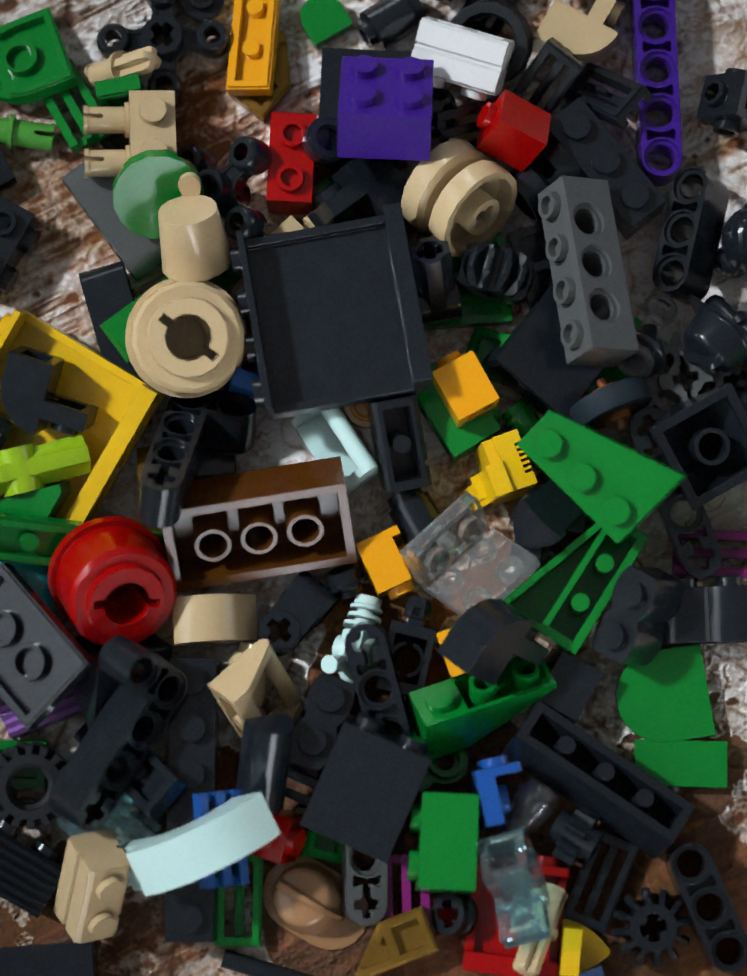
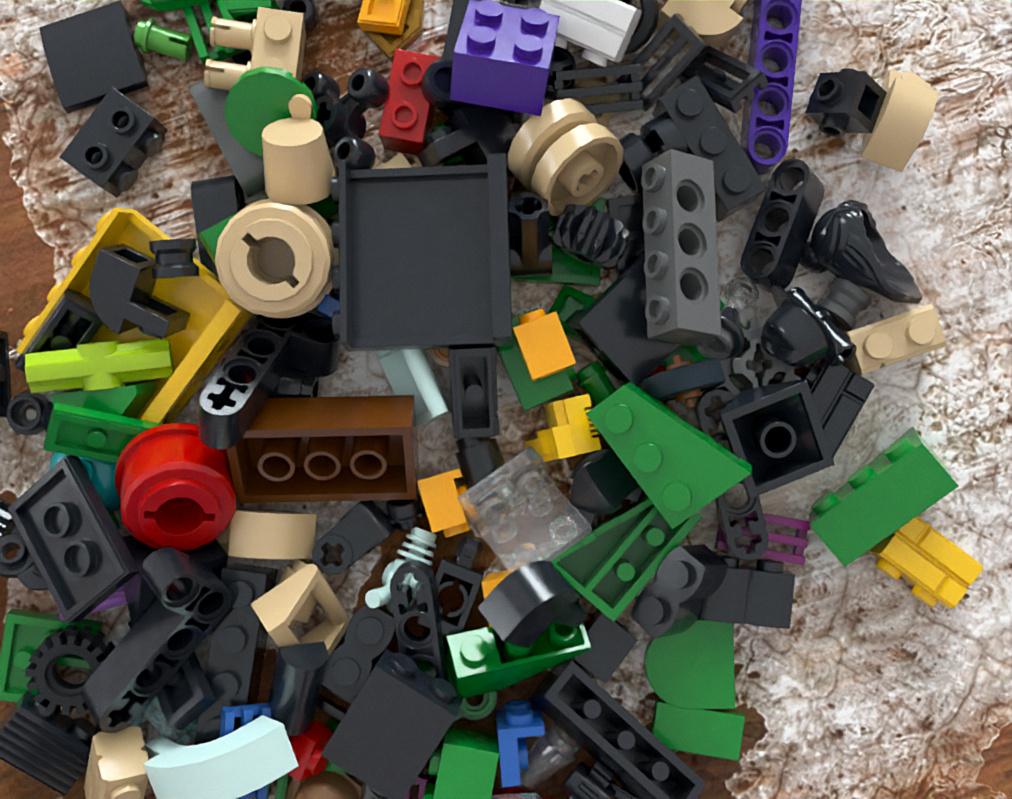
camera: 10 degrees right, 5 degrees up
(81, 351) = (174, 258): none -> black wheel
(513, 130) = (627, 98): red brick -> none

